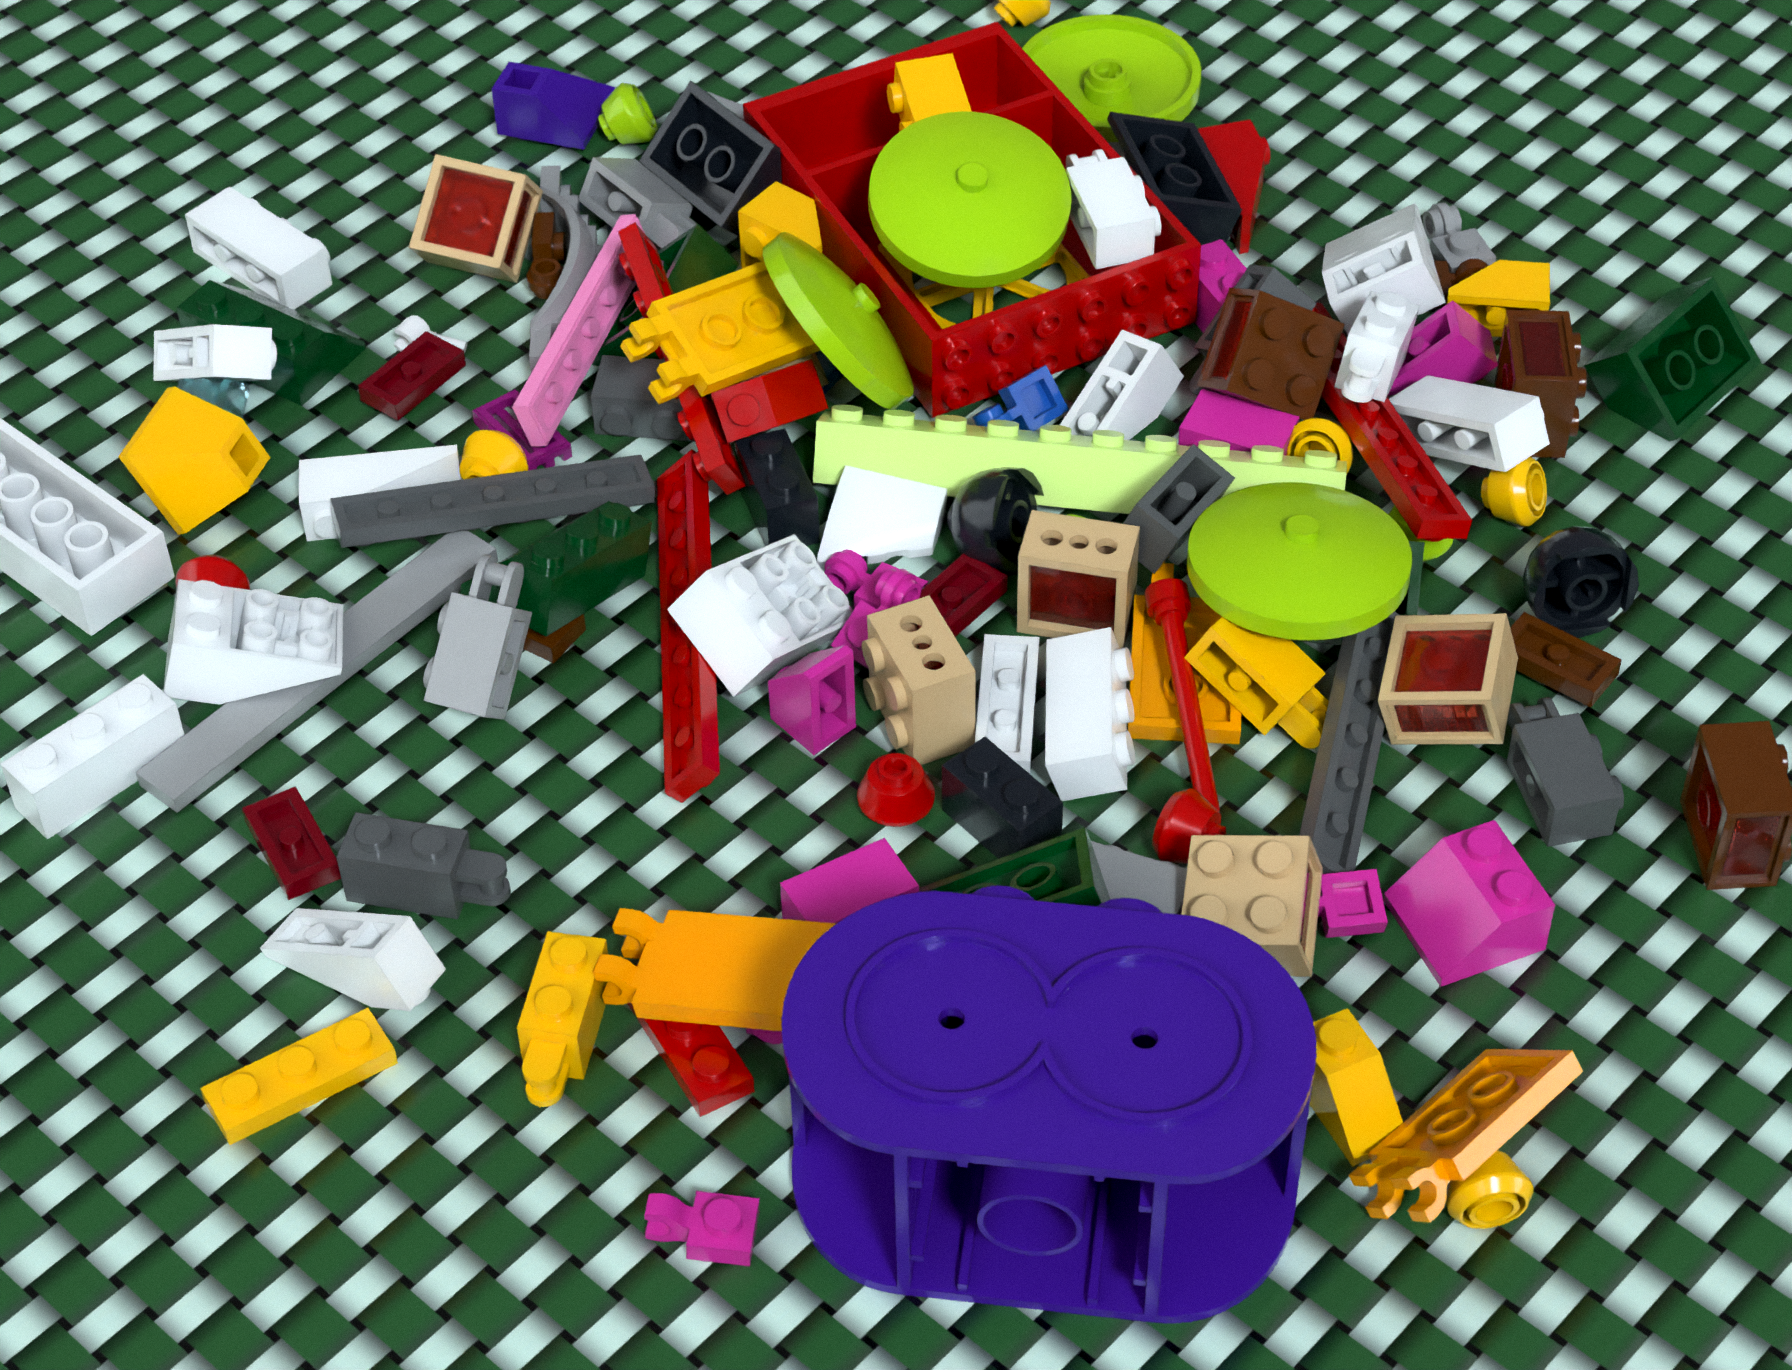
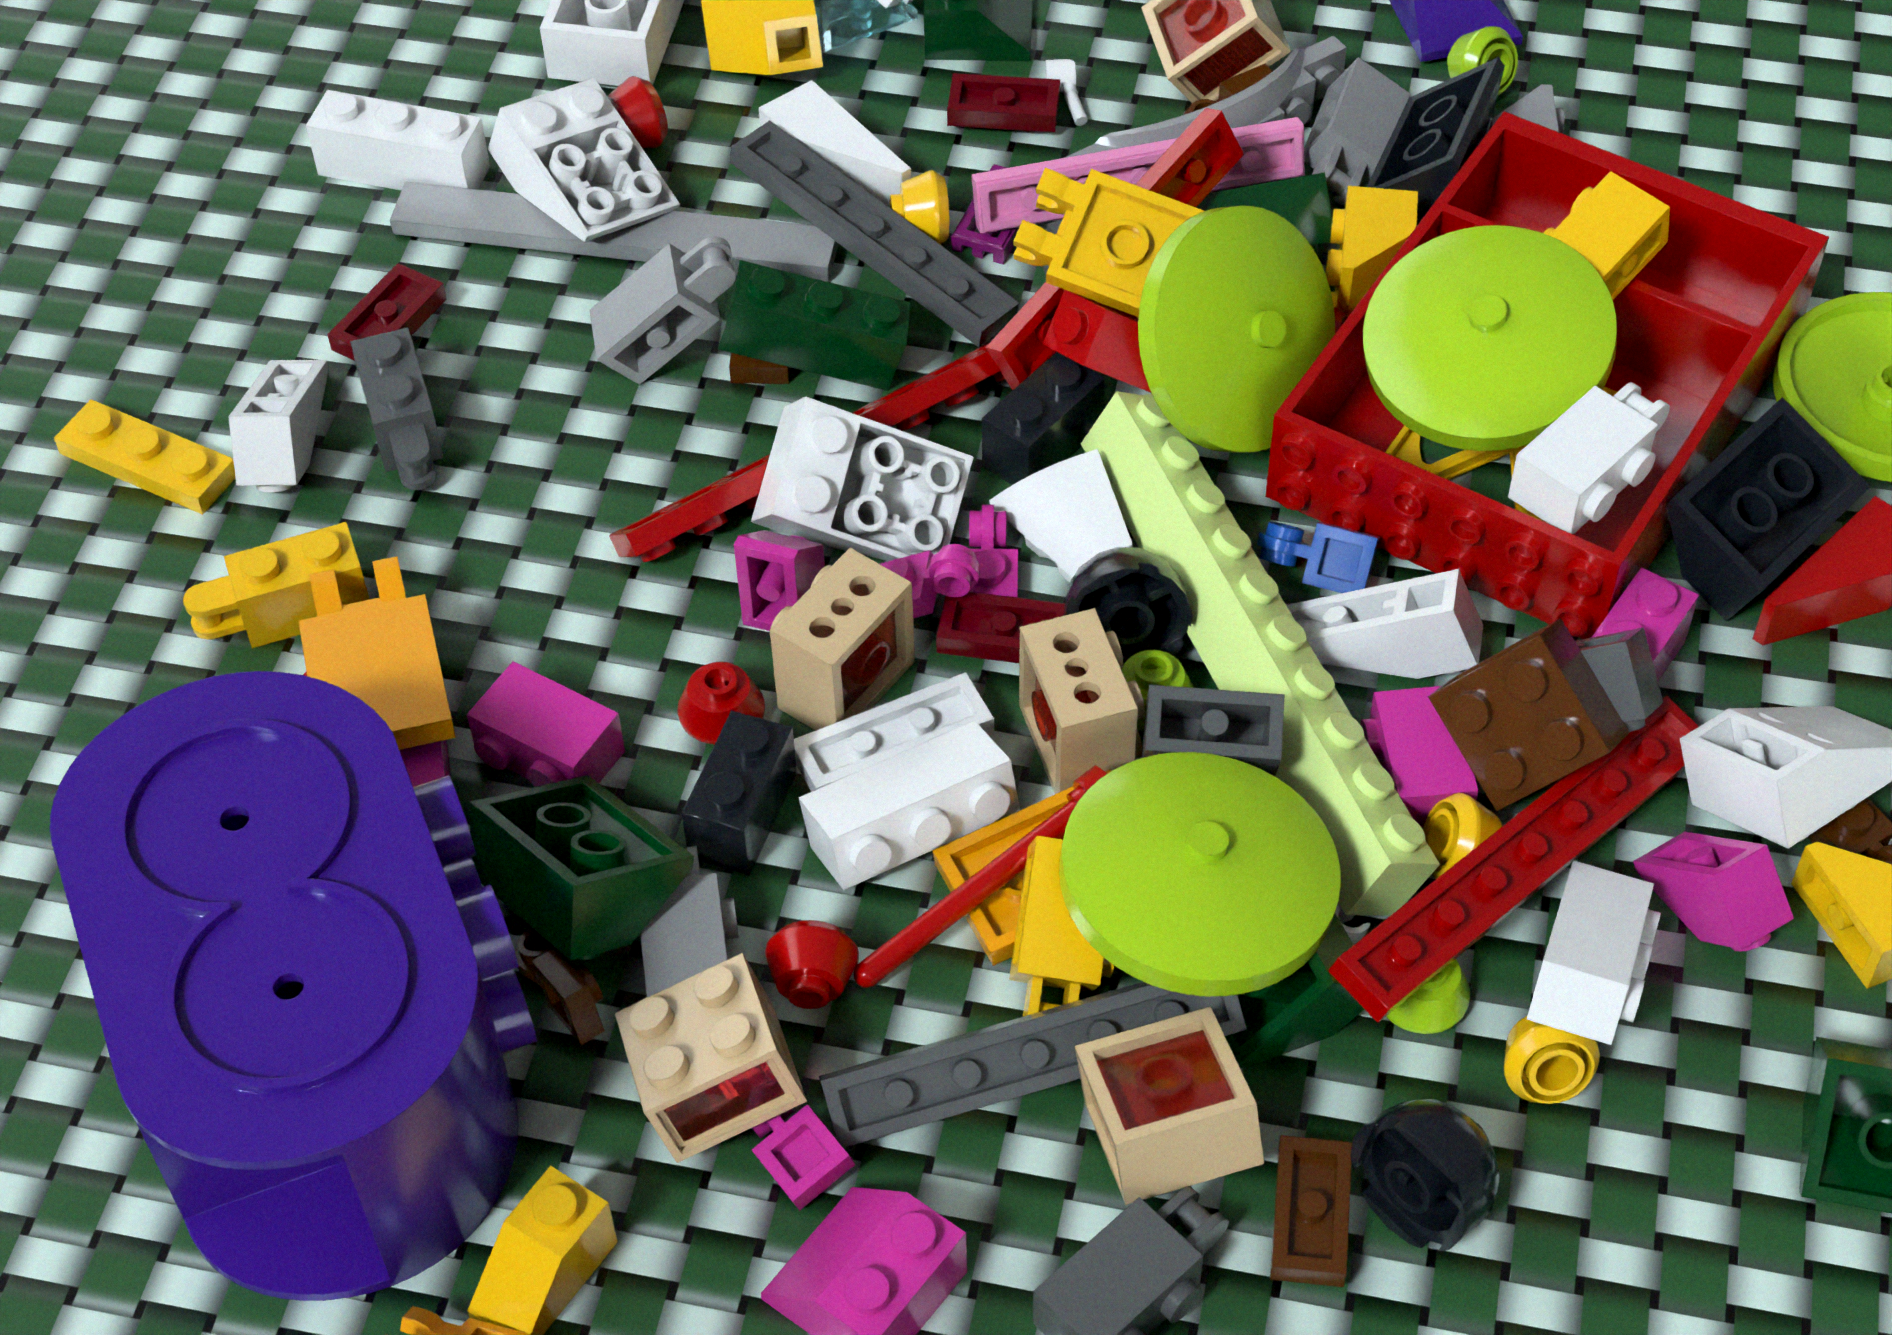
camera: 60 degrees right, 5 degrees up
(1376, 347) = (1616, 805): white brick -> none
(1541, 360) = (1725, 995): reddish brown piece -> none

